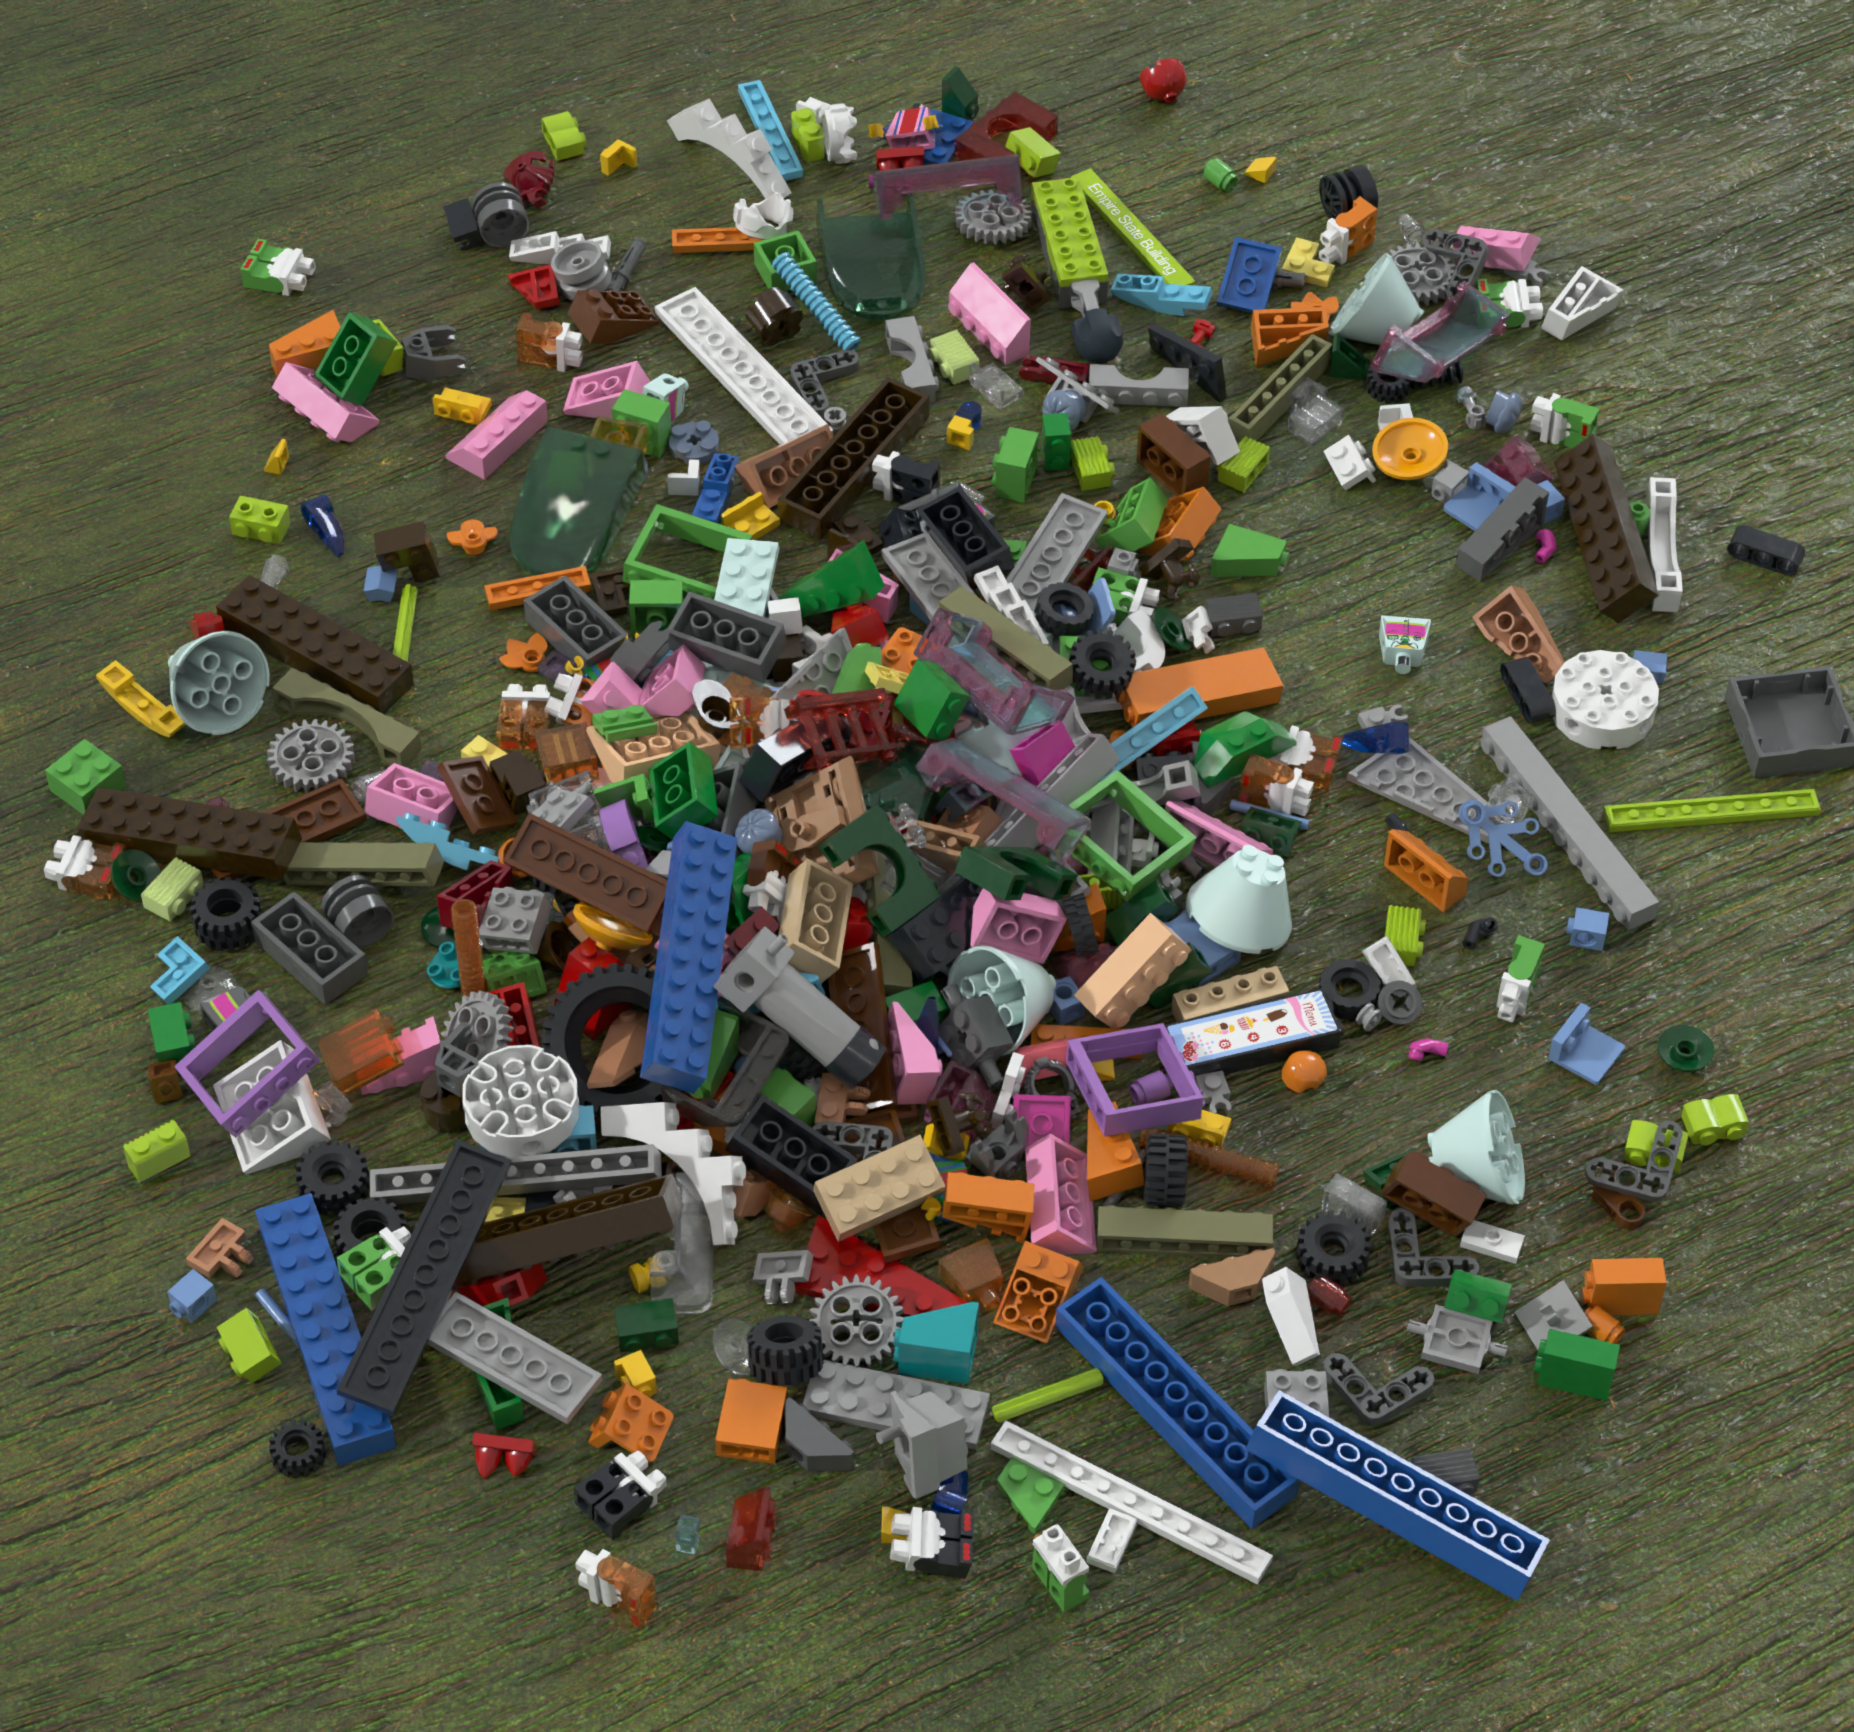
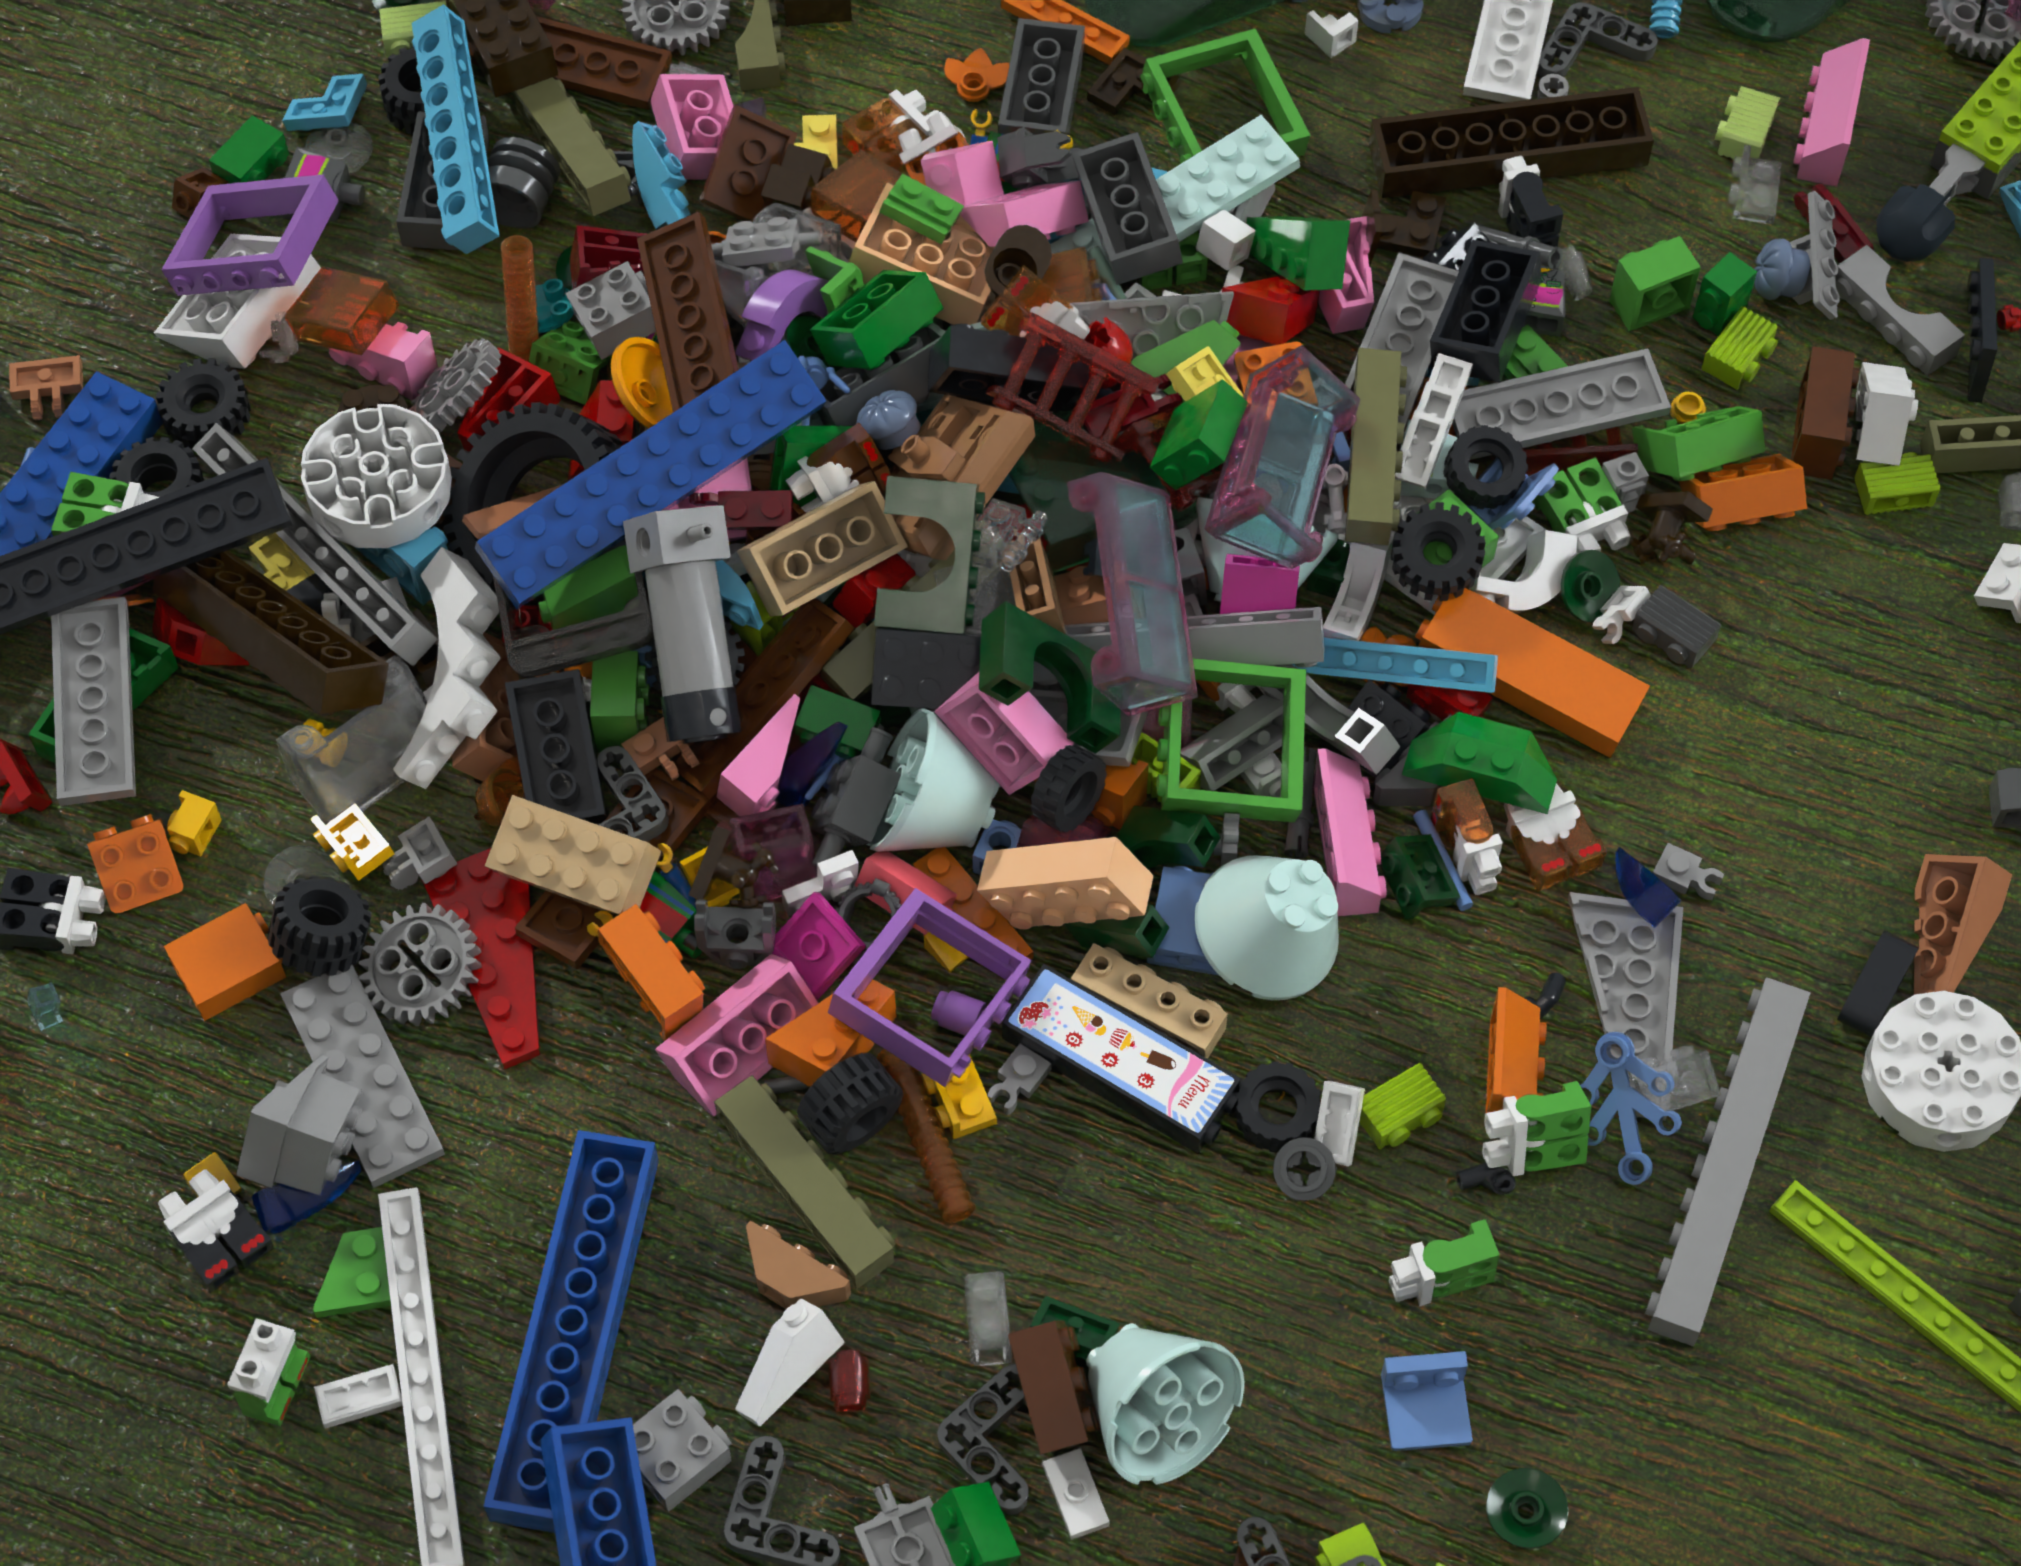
camera: 50 degrees right, 10 degrees up
(156, 1151) = (107, 248): lime brick -> none
(381, 941) = (454, 130): none -> medium azure brick
(452, 1063) = (380, 385): dark grey piece -> none
(553, 665) = (983, 103): clear purple plate -> none
(646, 1325) = (259, 787): dark green brick -> none
(653, 602) = (1126, 111): bright green brick -> none
(716, 487) = (1345, 67): blue slope -> none
(738, 1300) = (354, 842): none -> bracket
(751, 517) = (1338, 120): yellow bracket -> none
(751, 1530) = (90, 1060): clear red slope -> none
(778, 467) = (1423, 87): nougat wedge -> none
(791, 653) = (1187, 278): dark brown slope -> none
(813, 1442) = (246, 1028): dark grey slope -> none
(905, 340) = (1679, 119): light grey arch -> none
(938, 1343) = (453, 1057): teal slope -> none
(962, 426) = (1667, 201): yellow leg -> none
(973, 1274) = (575, 1026): clear orange torso -> none
(1026, 283) = (1912, 107): dark brown piece -> none
(1035, 1290) = (610, 1095): orange slope -> none
(1047, 1395) = (487, 1202): lime axle -> none
(1248, 554) = (1773, 578): bright green slope -> none
(1304, 1071) = (1128, 1143): orange hair -> none
(1337, 1231) = (909, 1312): black tyre -> none
(1369, 1017) = (1257, 1153): light grey bush -> none
(1403, 641) = (1814, 814): torso -> none
(1427, 1045) = (1277, 1237): dark pink arm -> none
(1481, 881) = (1539, 1131): none -> bright green hips
(1588, 929) = (1597, 1287): medium blue brick -> none

